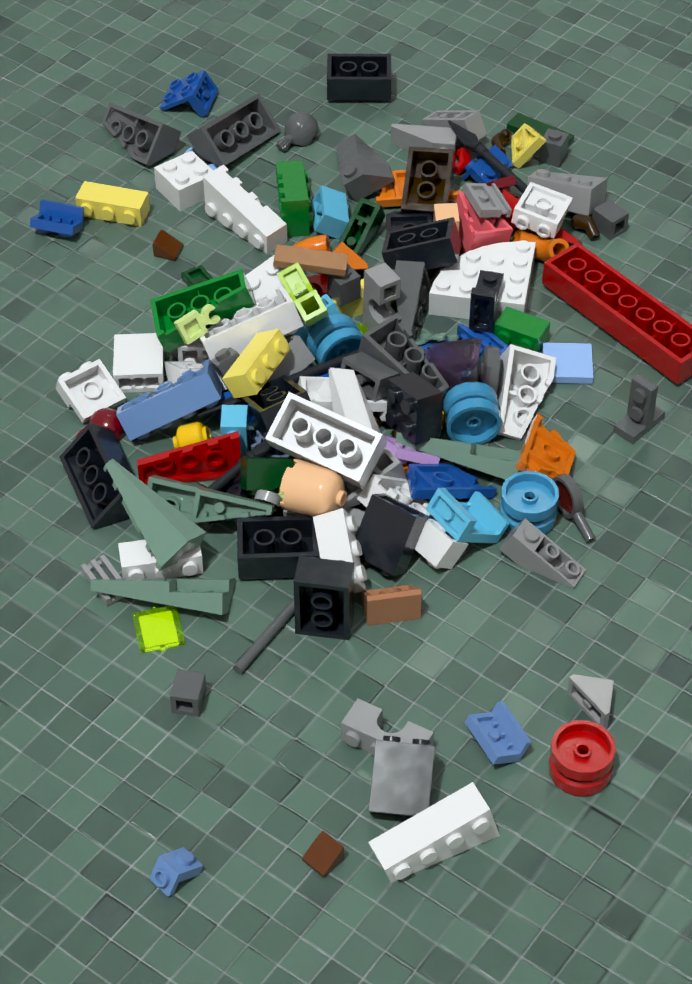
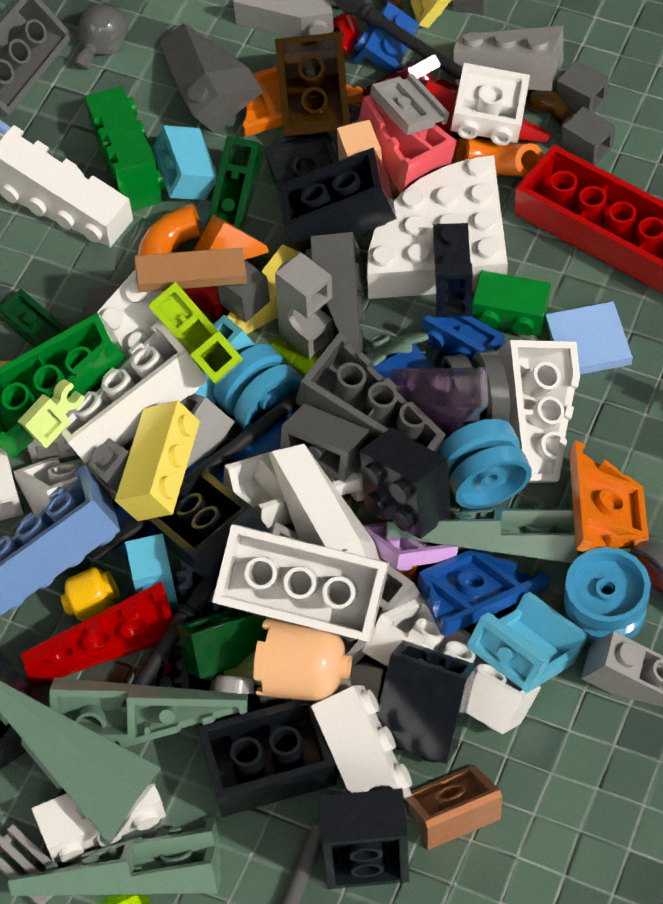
camera: 10 degrees left, 10 degrees up
(606, 245) = (587, 136): none -> dark grey brick

